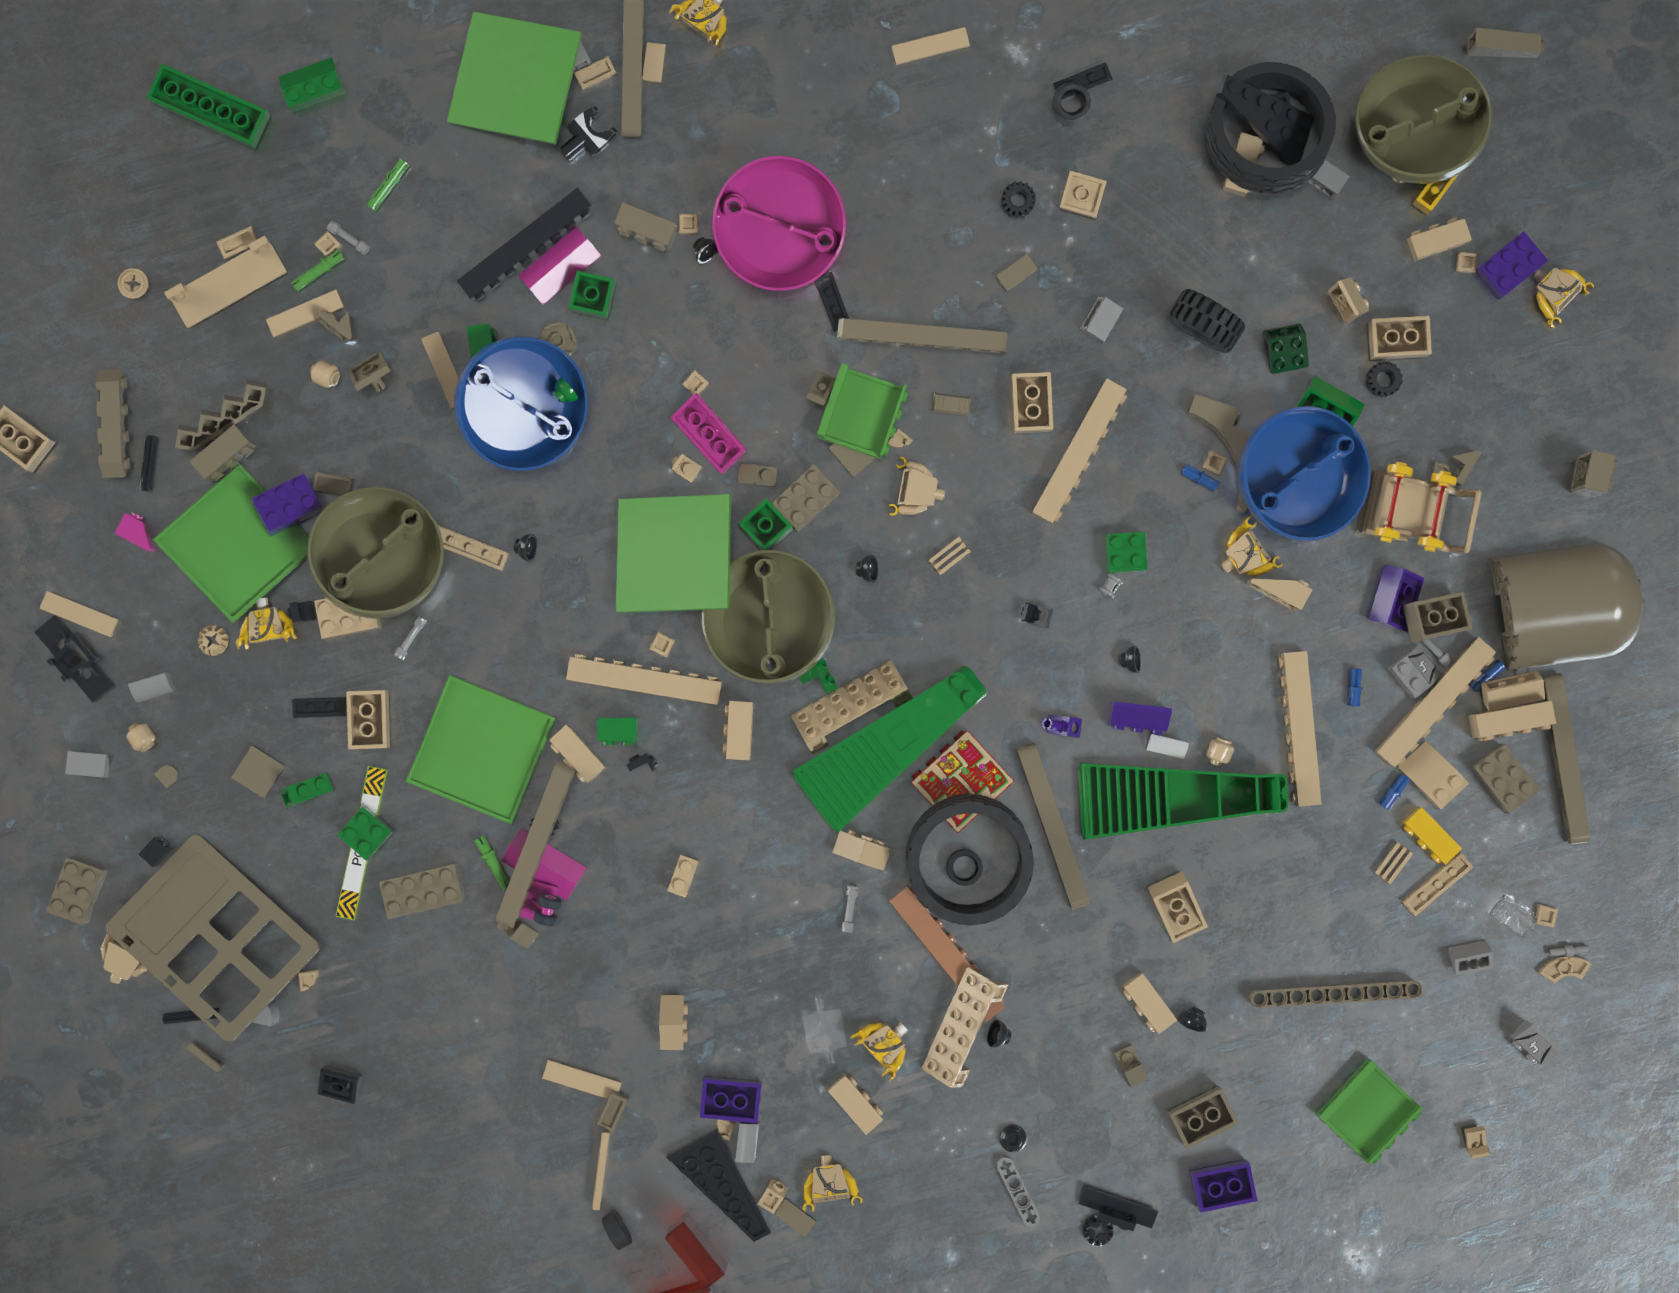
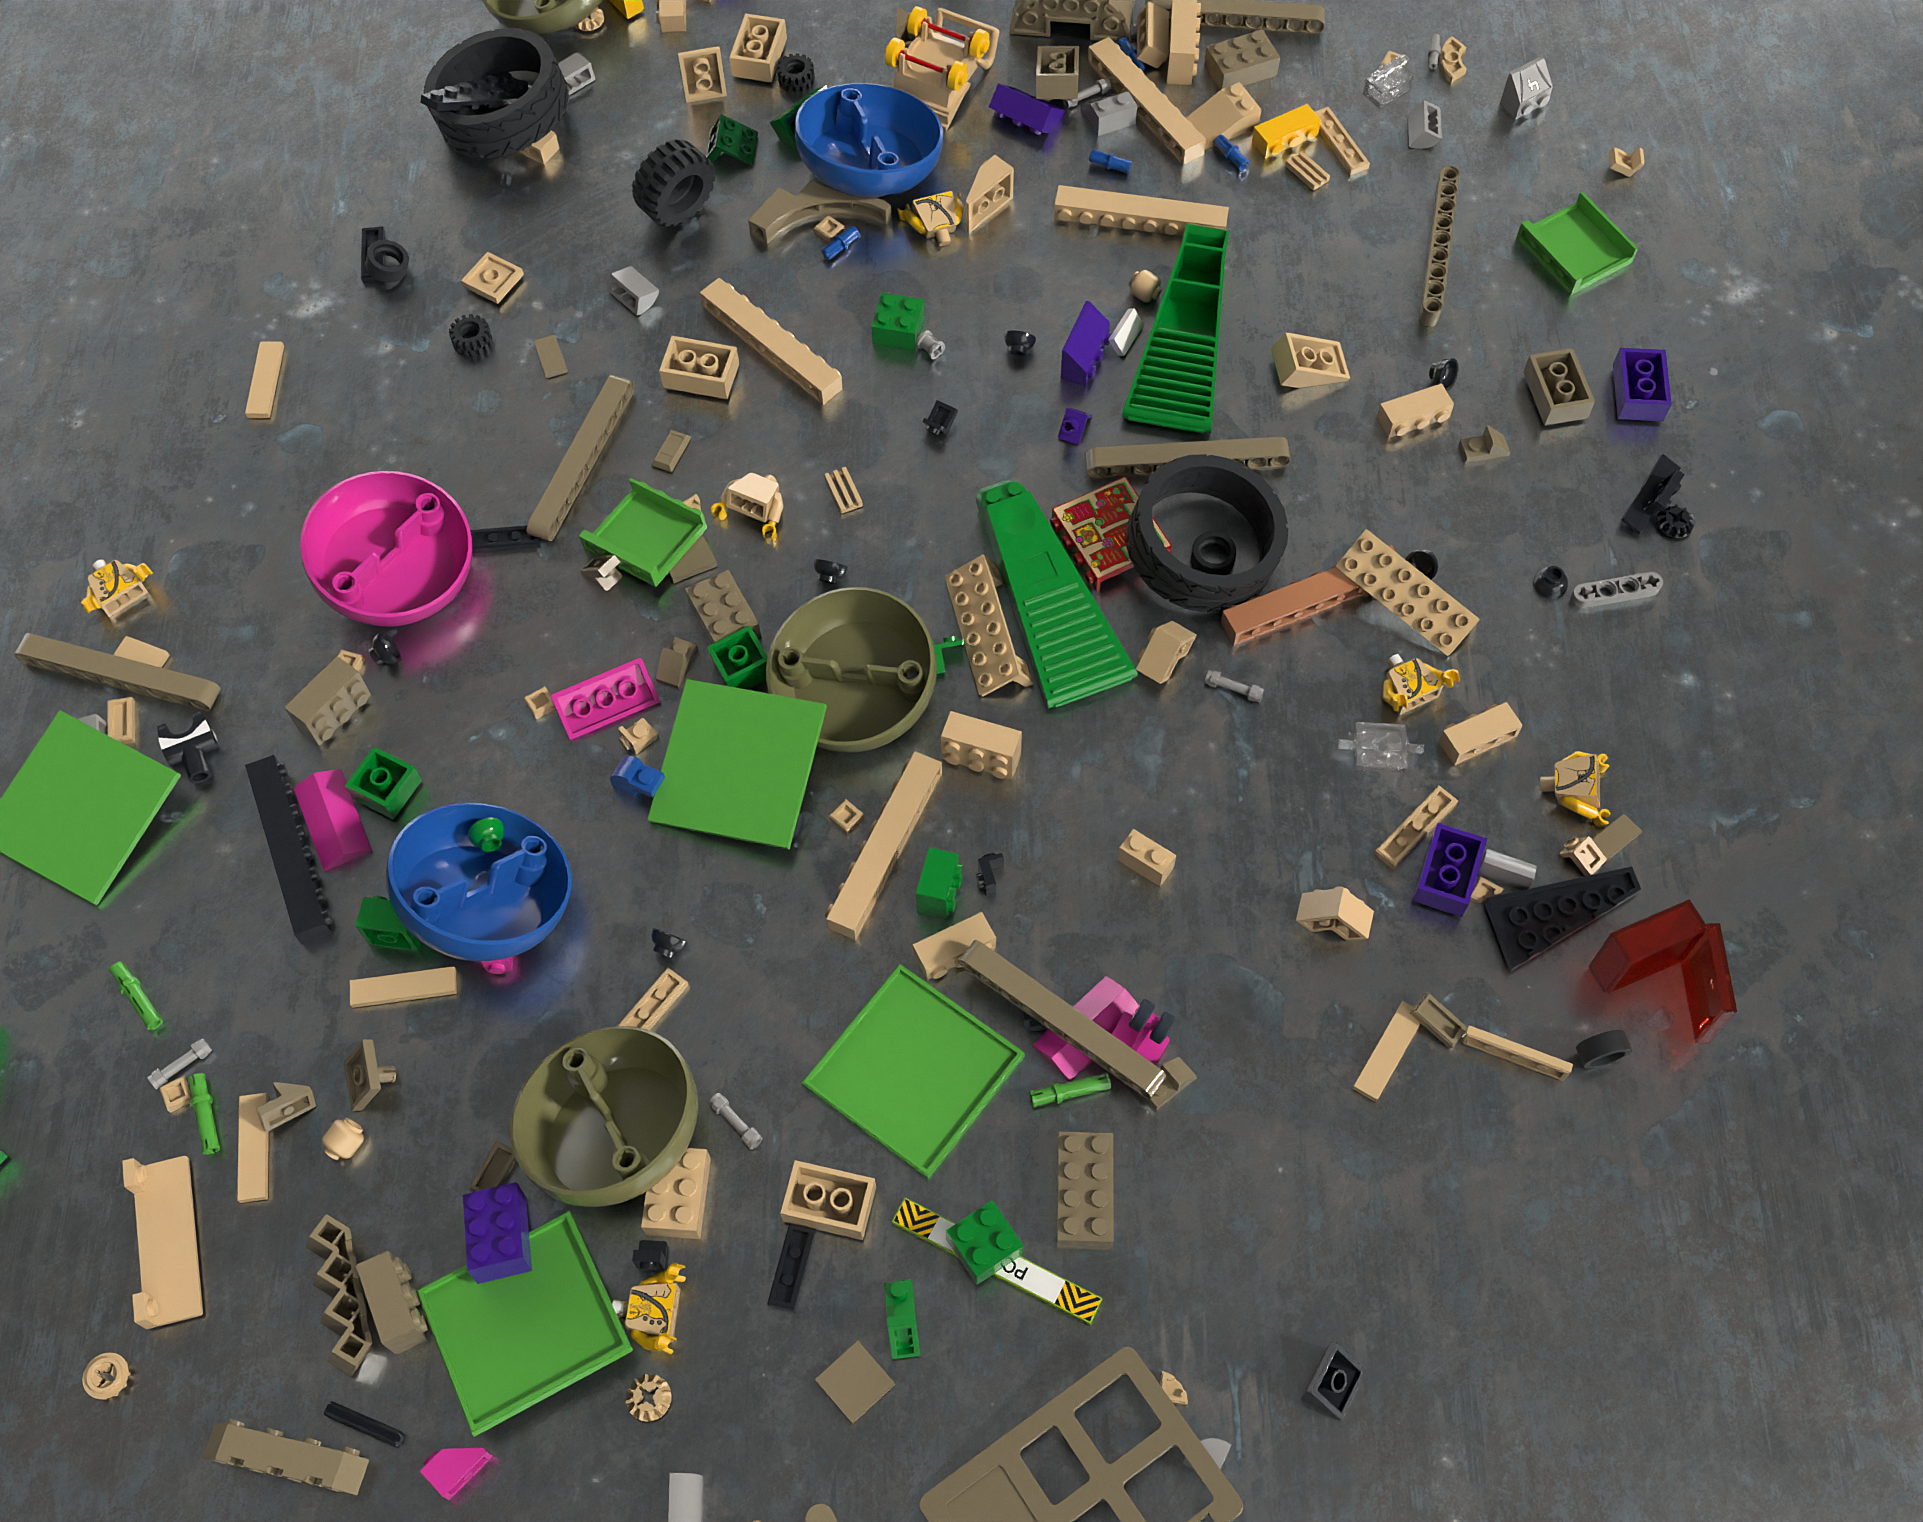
camera: 75 degrees left, 25 degrees down
(236, 242) = (118, 1214): tan tile -> none
(645, 481) = (634, 776): none -> blue brick
(766, 1069) = (1416, 827): none -> tan tile

